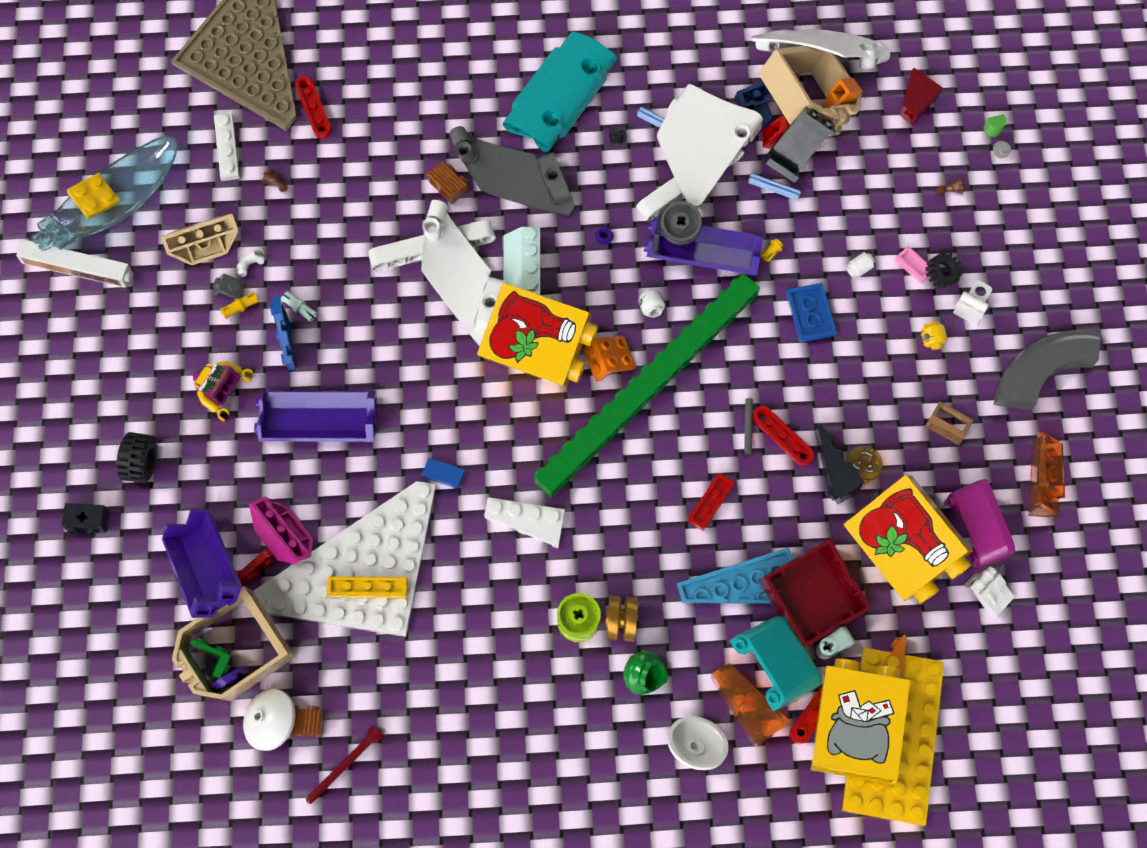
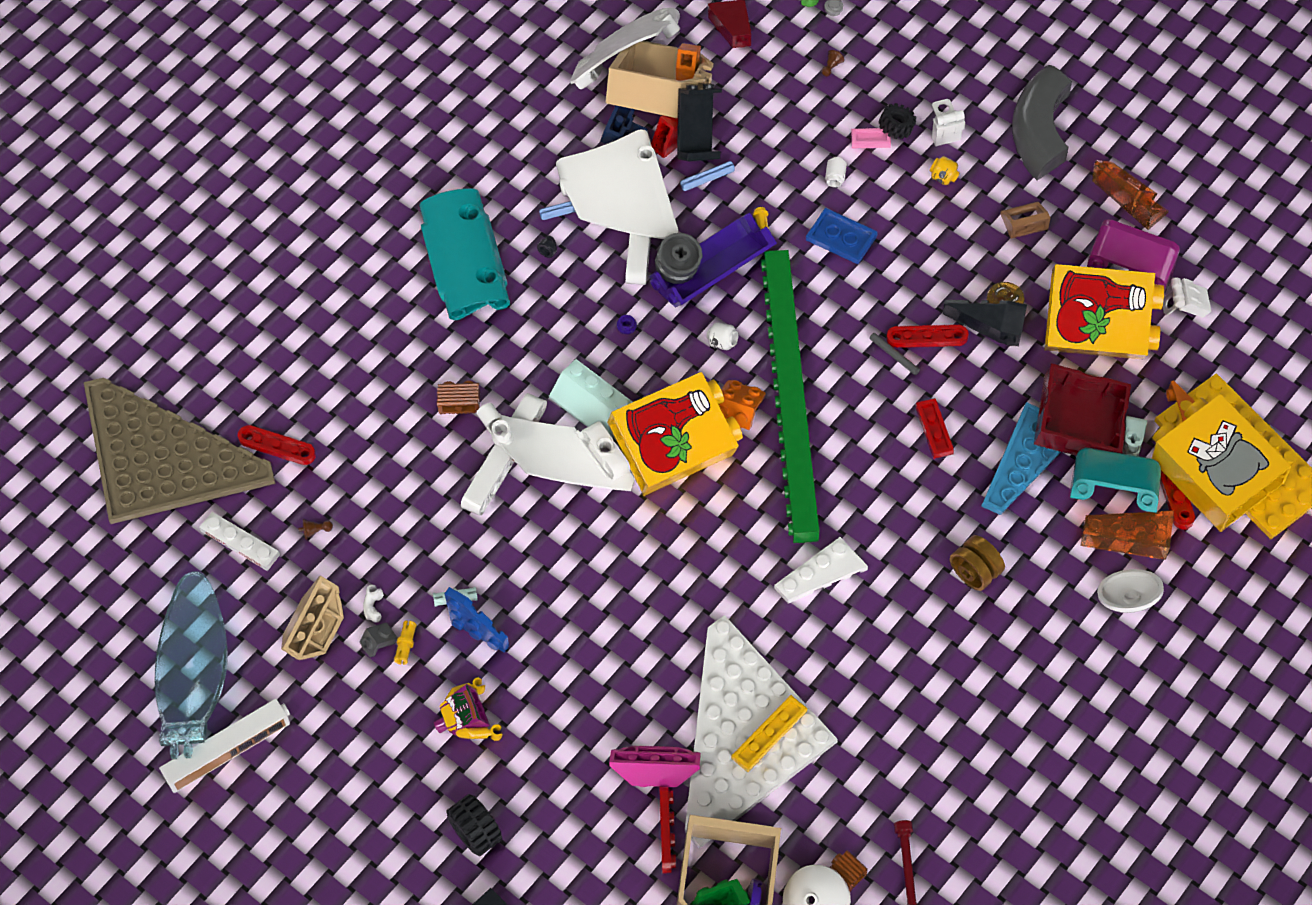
camera: 45 degrees left, 10 degrees down
(93, 196) = (177, 679): yellow plate -> none
(201, 564) = (631, 838): dark purple panel -> none
(316, 416) = (573, 657): dark purple panel -> none
(443, 473) = (719, 602): blue tile -> none
(514, 174) = (504, 343): dark grey panel -> none
(583, 628) = (945, 596): lime wheel -> none
(644, 673) = (1036, 585): green helmet -> none

